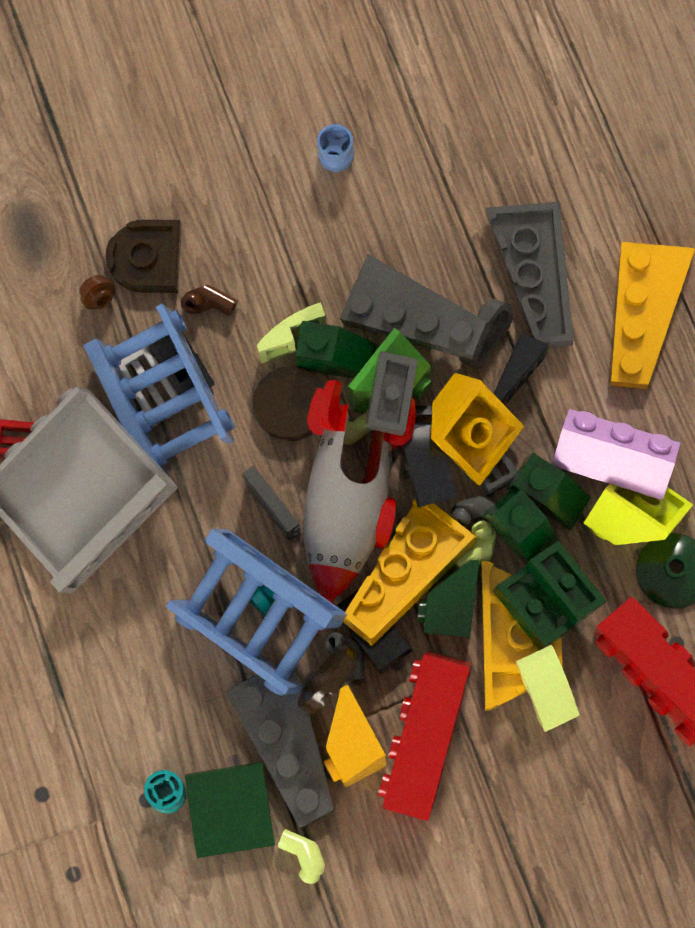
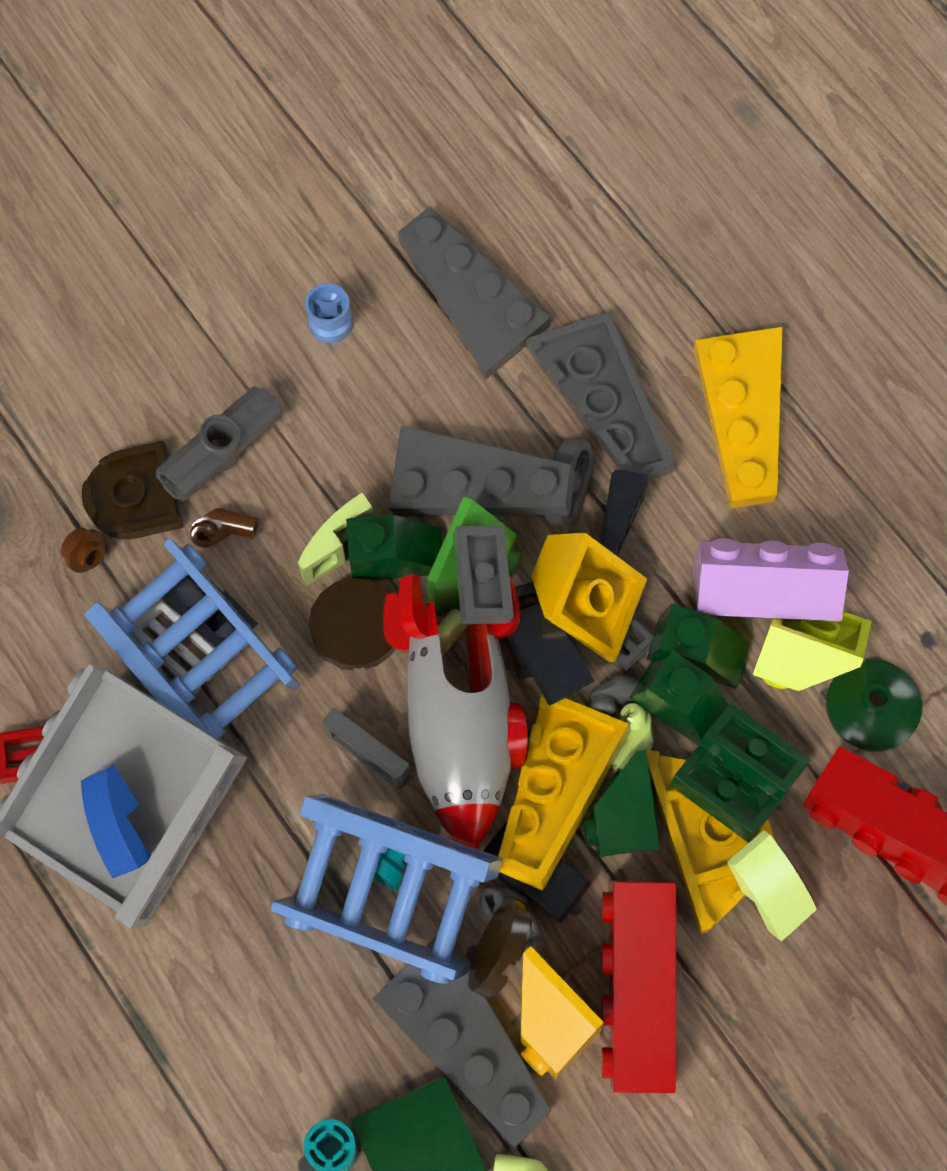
camera: 20 degrees left, 5 degrees down
(63, 498) = (106, 806): none -> blue slope
(204, 245) = (201, 460): none -> dark grey piece
(457, 162) = (478, 298): none -> dark grey wing

